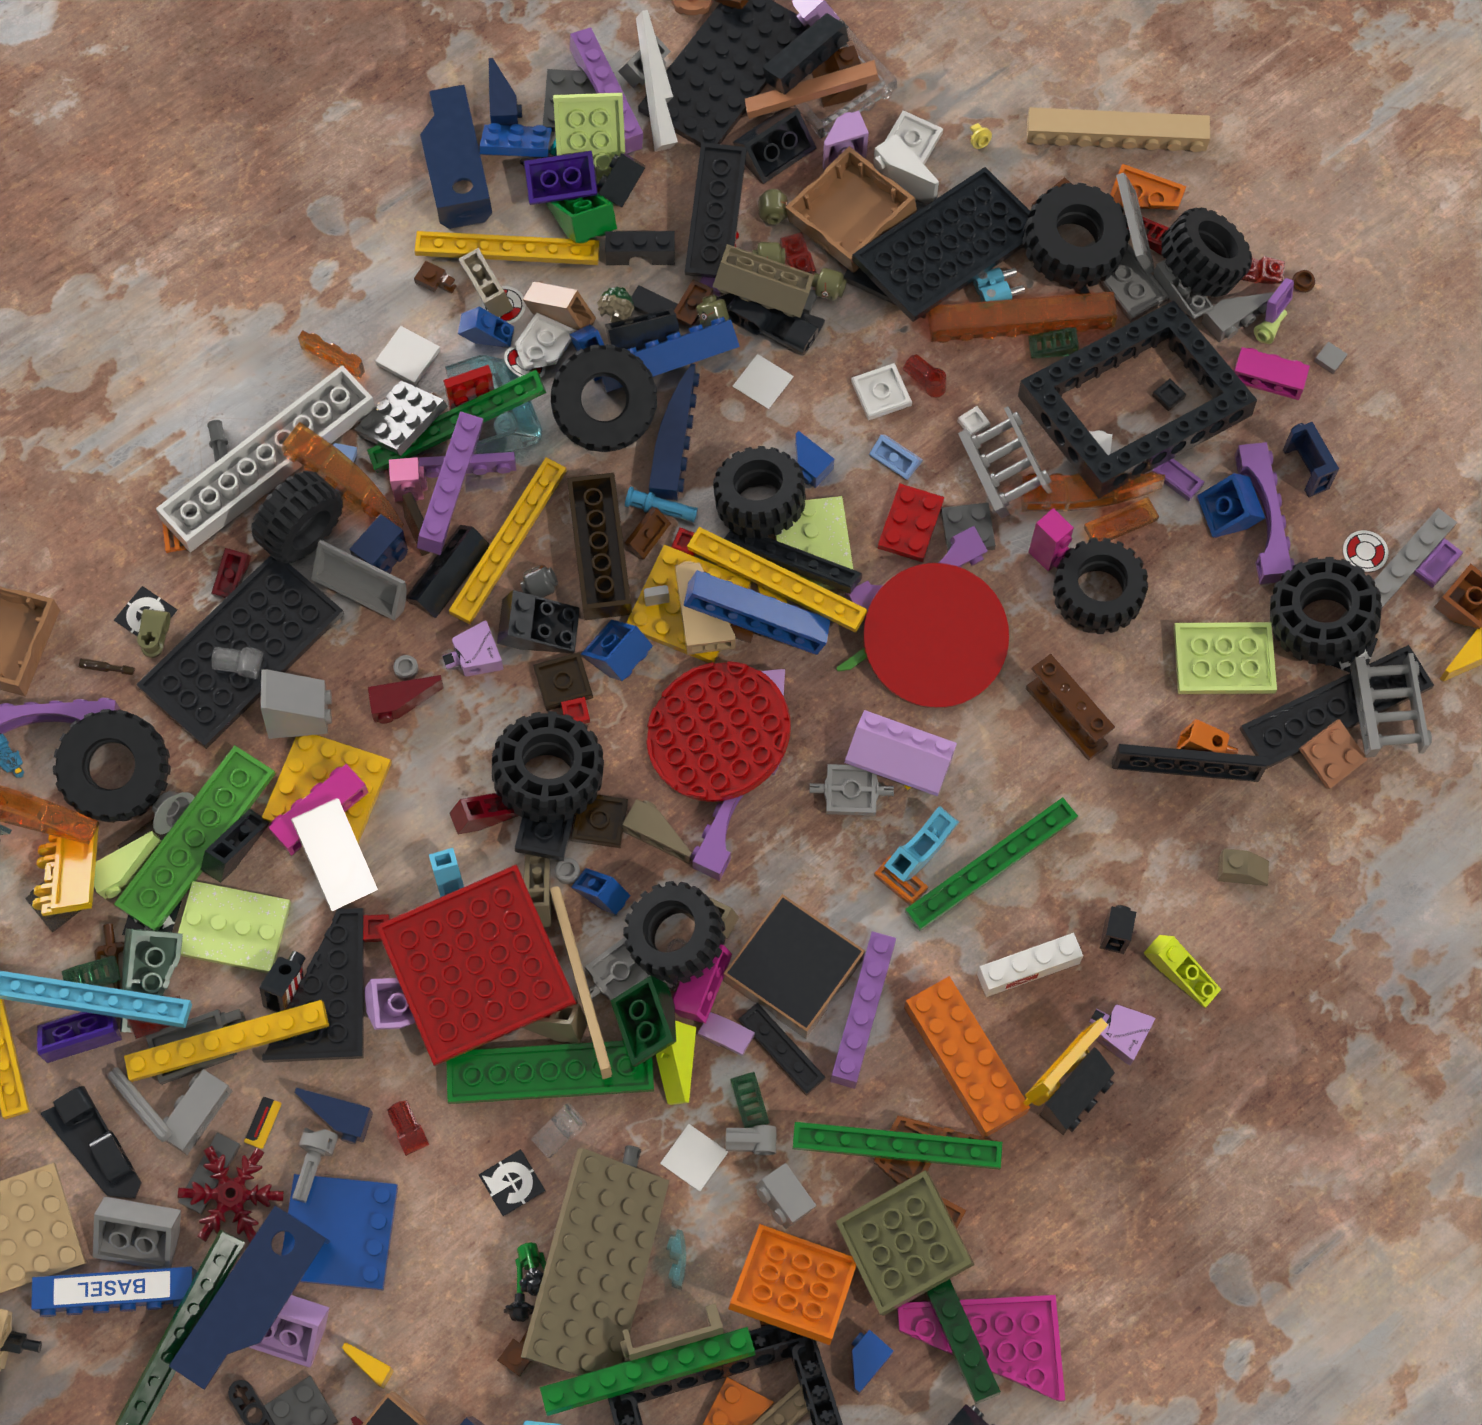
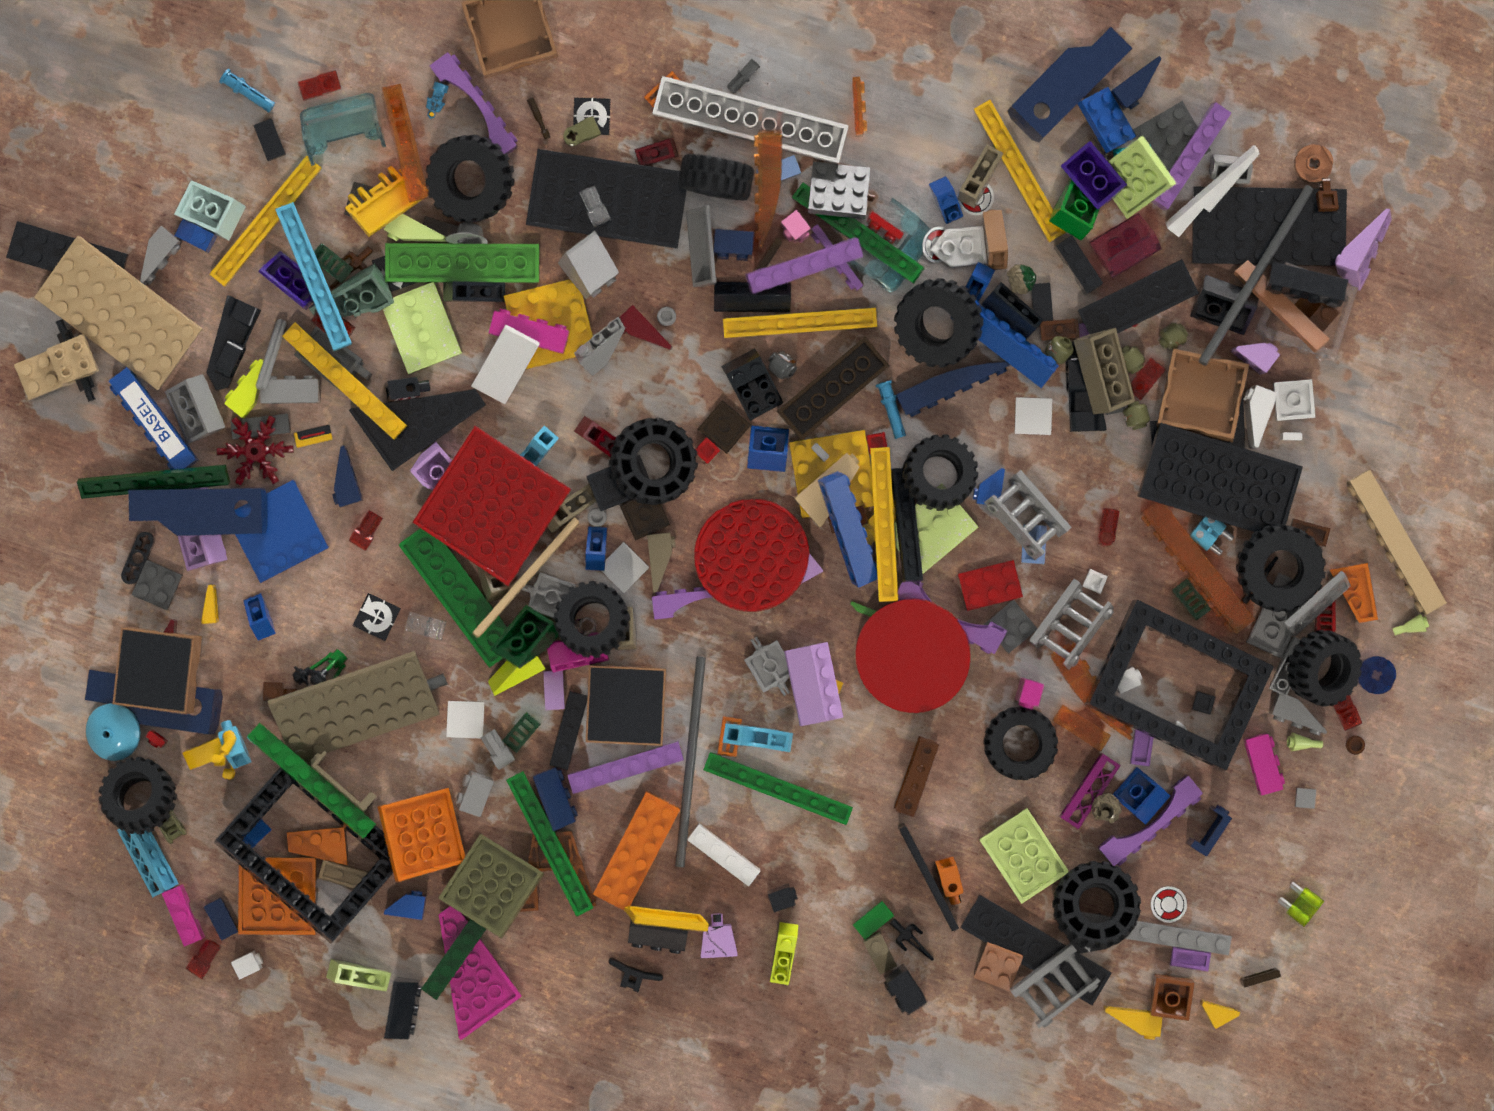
camera: 60 degrees right, 20 degrees up
(163, 1166) = (245, 396): none -> neon yellow slope
(316, 1146) = (318, 483): light grey piece -> none
(370, 932) = (480, 420): red plate -> none
(389, 749) = (599, 349): none -> light grey slope
(407, 355) = (892, 158): white tile -> none
(420, 1315) = (259, 617): none -> blue slope
(432, 277) = (963, 133): reddish brown plate -> none
(474, 651) = (705, 355): lavender torso -> none
(621, 179) = (1121, 218): black brick -> none
(640, 874) = (624, 567): none -> white sticker
(647, 533) = (865, 413): reddish brown plate -> none
(654, 197) = (1125, 245): none -> clear pink slope
(677, 1249) = (401, 746): clear light blue slope -> none
(766, 93) = (1255, 276): none -> dark grey piece
(847, 1108) = (555, 798): none -> dark blue slope
(861, 423) = (1039, 503): none -> light grey fence
(881, 391) = (1077, 503): white tile -> none
(903, 939) = (690, 761): none -> dark grey piece
(947, 160) = (1291, 436): none -> white tile
(981, 136) = (1326, 448): light yellow plate -> none
(1100, 1152) = (628, 970): none -> black piece
(1189, 557) = (1083, 789): none -> magenta fence
(1201, 854) = (873, 920): none -> green tile
(1213, 158) = (1417, 624): none -> yellowish green cone
(1224, 544) = (1106, 808): none -> dark tan piece
(1239, 830) = (906, 935): none -> black piece
(1249, 211) = (1385, 680): none -> clear blue plate
(1279, 300) = (1324, 738): medium lavender tile -> none
(1303, 857) = (907, 992): none -> black brick
(1447, 421) = (1304, 906): none -> clear neon green piece

